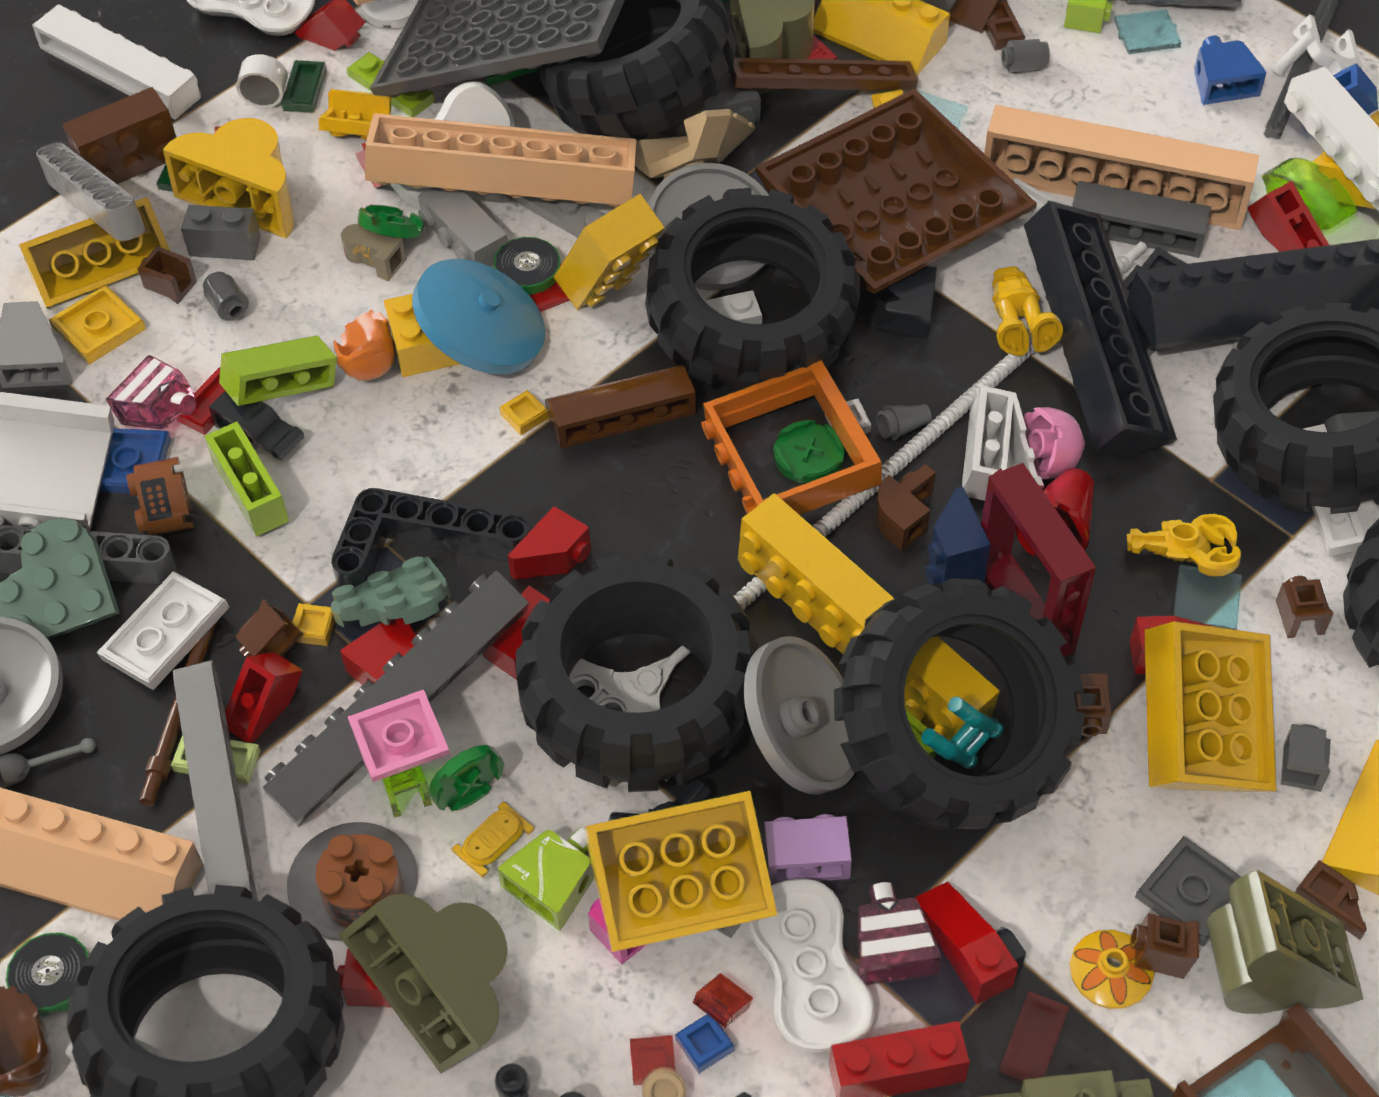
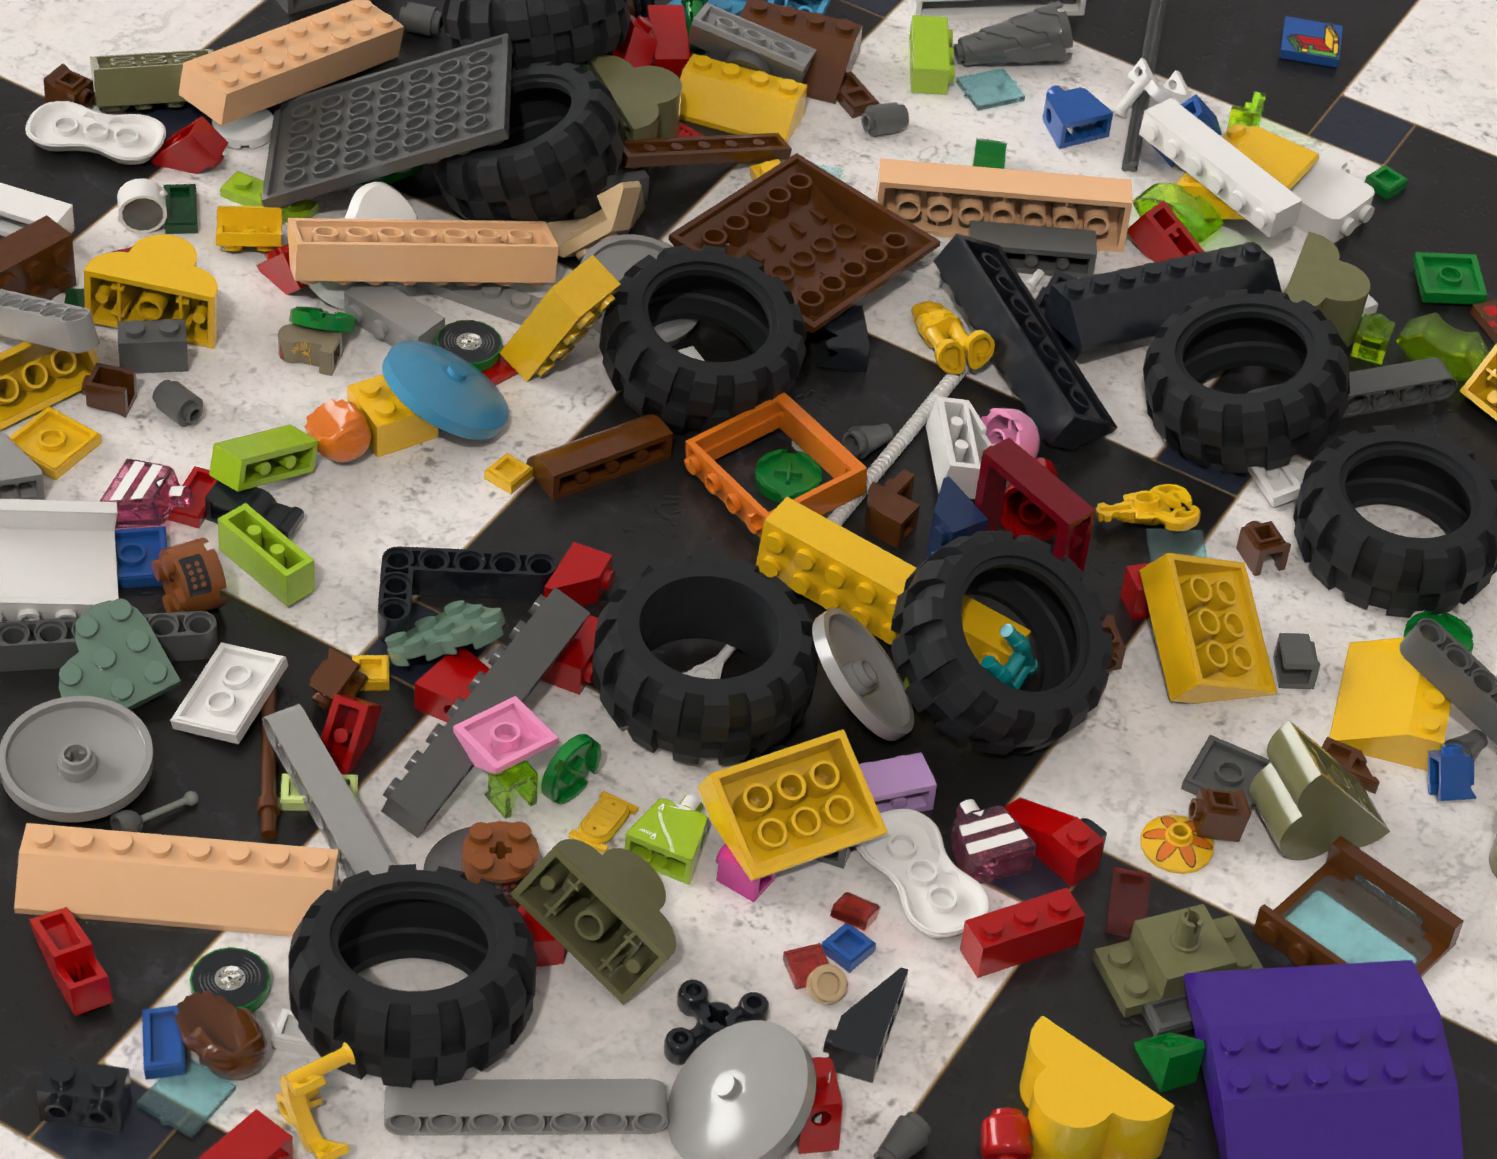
camera: 20 degrees left, 10 degrees down
(1122, 108) = (989, 153): none -> green brick

